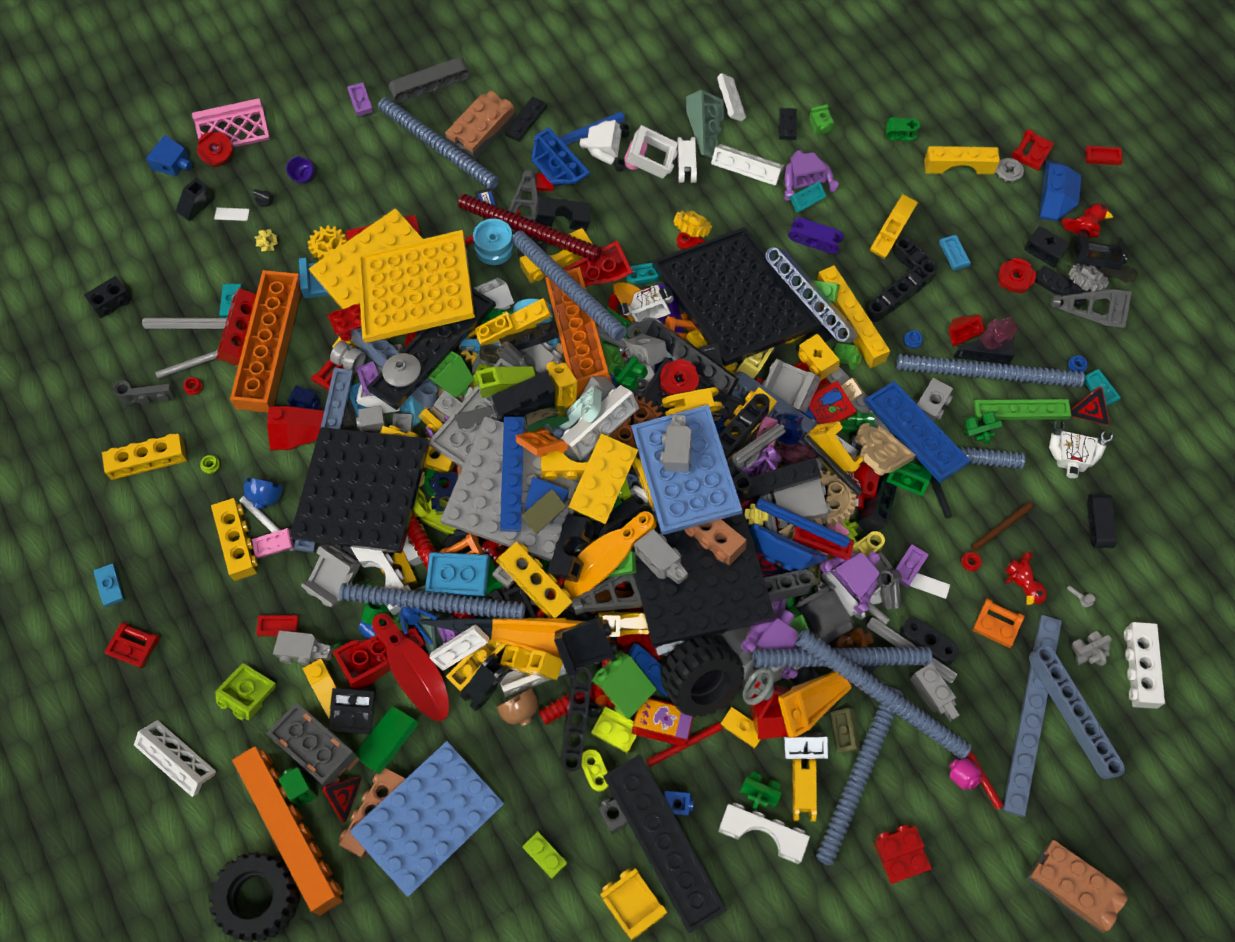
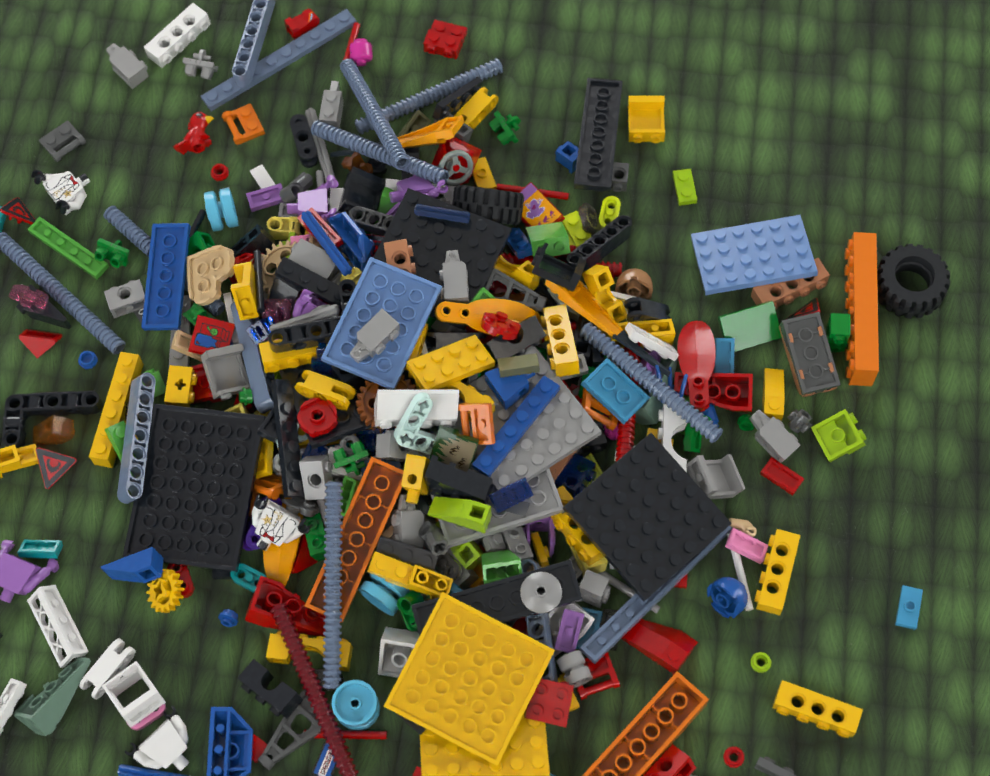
camera: 140 degrees left, 0 degrees up
(129, 651) = (918, 533): red plate -> none
(169, 759) = (928, 421): white fence -> none
(285, 560) = (744, 526): none -> tan arm
(288, 680) = (799, 421): none -> dark grey gear
(303, 398) = (639, 665): clear blue brick -> none
(351, 711) = (764, 364): black slope -> none
(392, 696) = (724, 355): none -> dark azure plate
(476, 419) = (511, 495): none -> clear blue plate
(588, 551) = (500, 324): none -> red plate
(608, 747) = (589, 218): none -> clear smoke plate
(633, 240) = (228, 618): none -> blue plate
(721, 609) = (442, 213): none -> dark blue axle
(724, 218) = (138, 567): none -> blue slope
(759, 376) = (245, 396): none -> green plate
(790, 842) = (536, 119): white arch -> none
(815, 235) = (71, 504): dark purple piece -> none
(824, 787) = (456, 99): none -> black plate
(855, 250) = (53, 465): none -> black piece
(880, 272) = (53, 431): none -> clear orange slope
(931, 519) = (221, 209): none -> medium azure wheel
(1002, 526) = (172, 181): reddish brown bar -> none
(1049, 764) = (301, 23): none -> red leg
(1086, 600) = (169, 97): light grey hand -> none
(1101, 521) = (101, 135): black beam -> none
(1134, 497) = (60, 137): none -> dark grey plate
(1155, 601) = (127, 65): none -> light grey hinge

